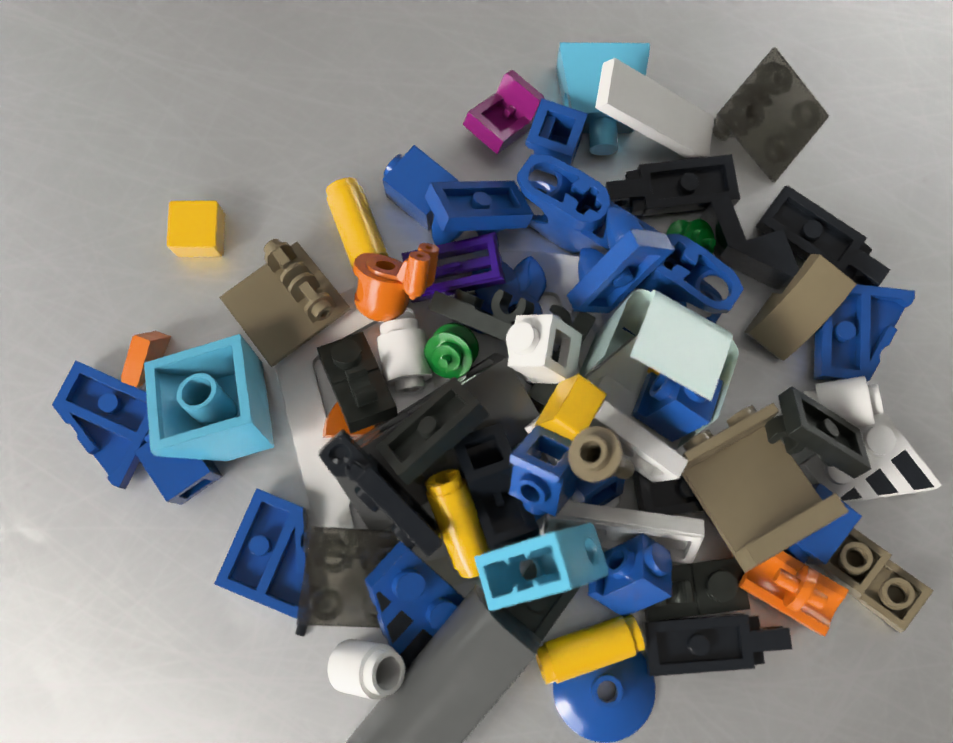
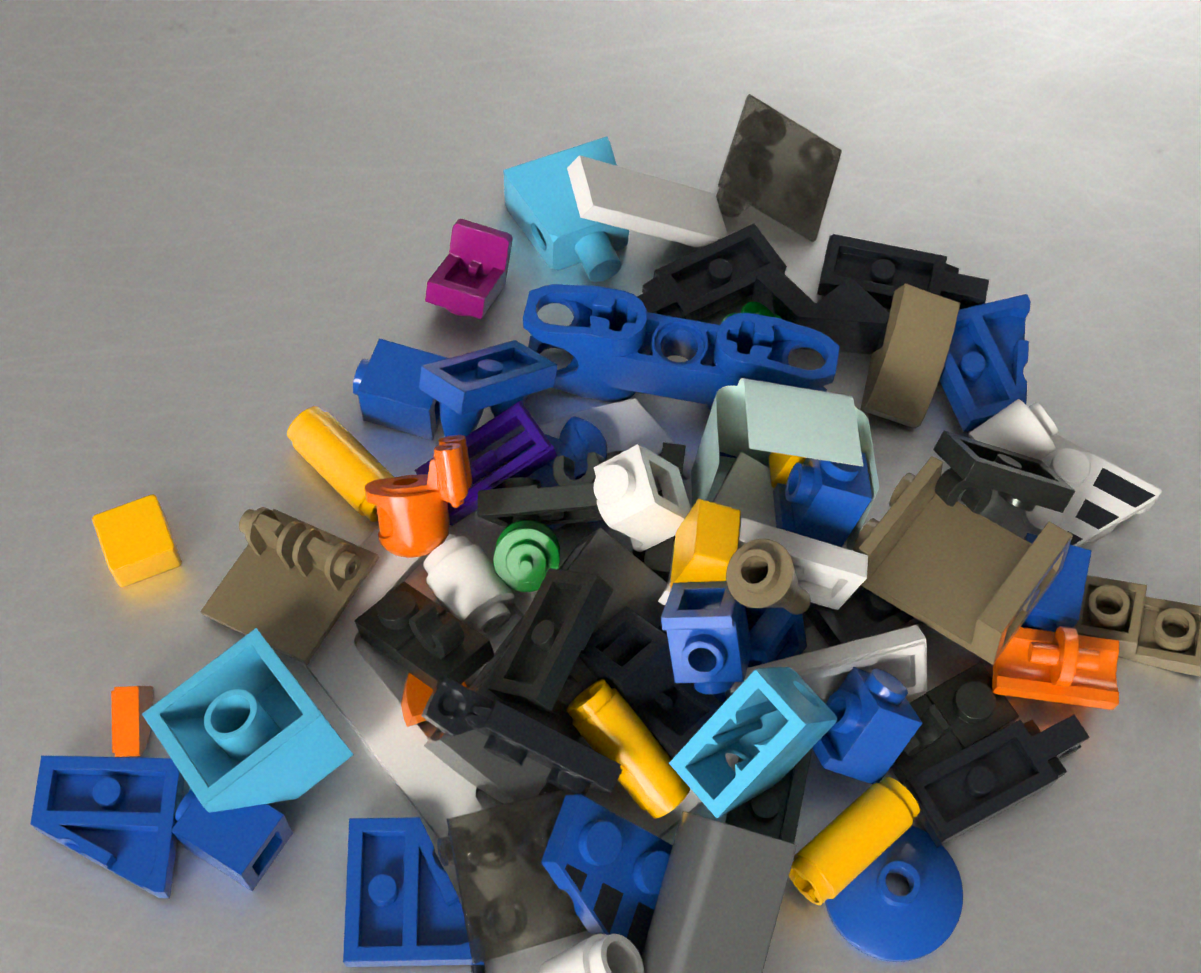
camera: 25 degrees left, 15 degrees down
(556, 132) = (544, 260): blue brick -> none
(613, 276) = (684, 390): blue tile -> none

